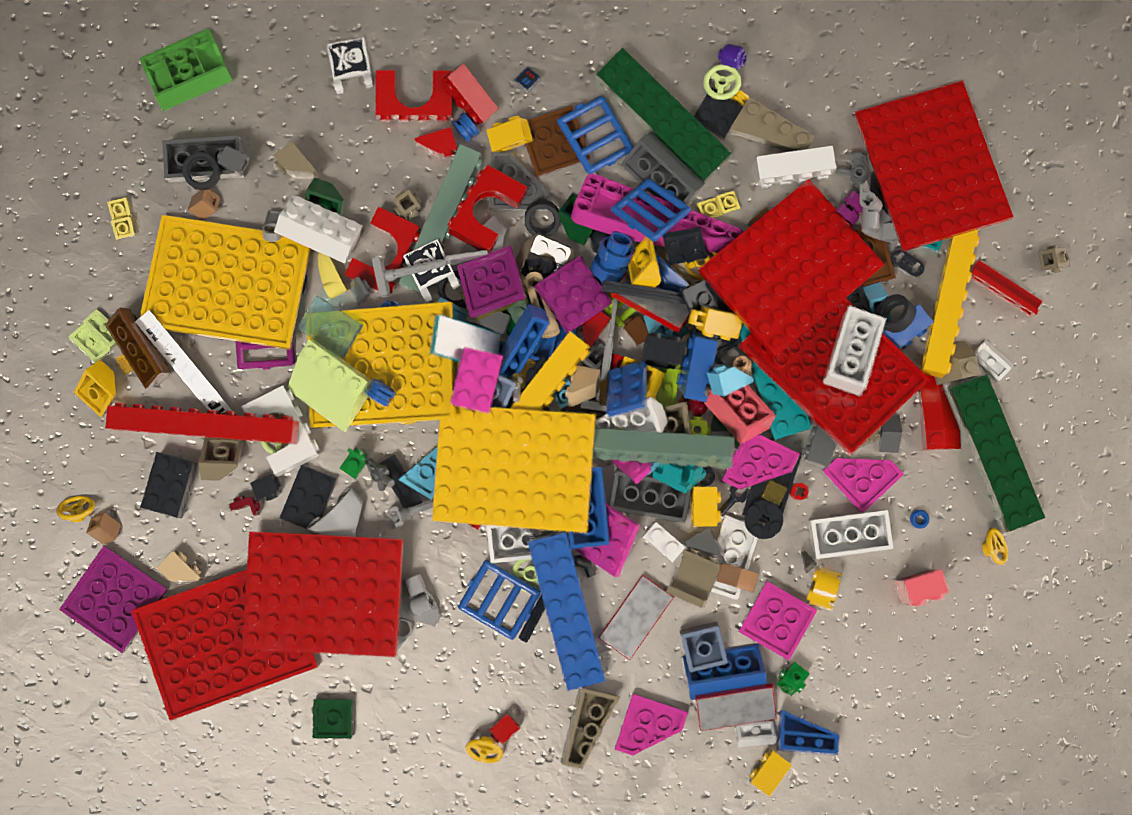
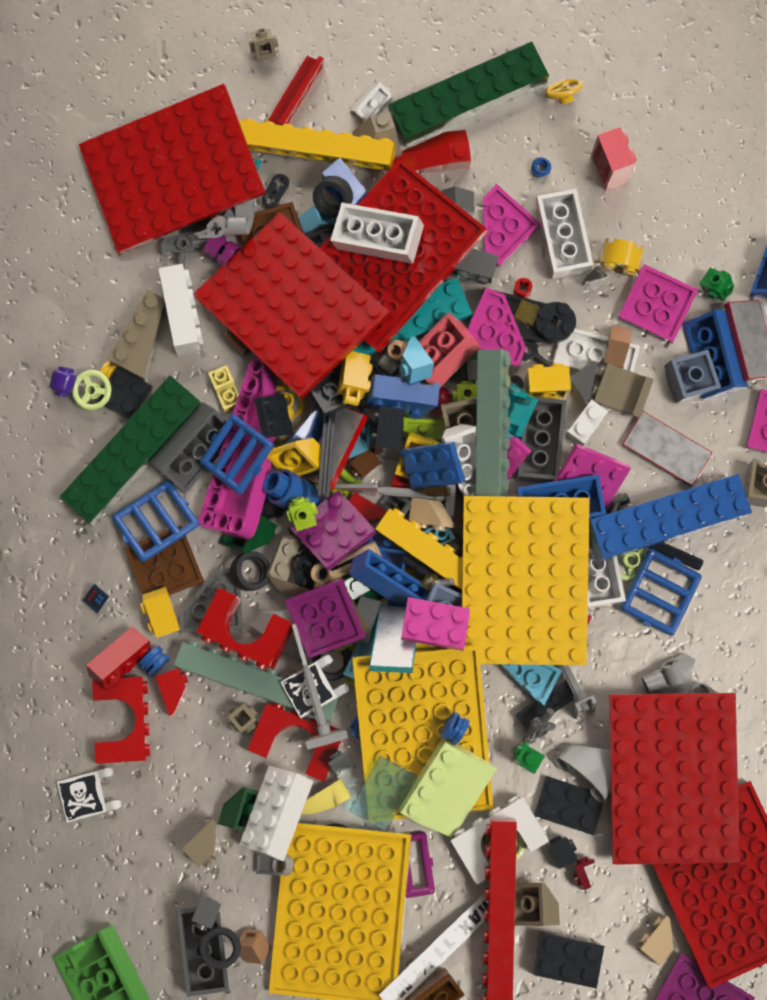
camera: 95 degrees left, 5 degrees down
(589, 265) = (305, 519): none -> lime brick

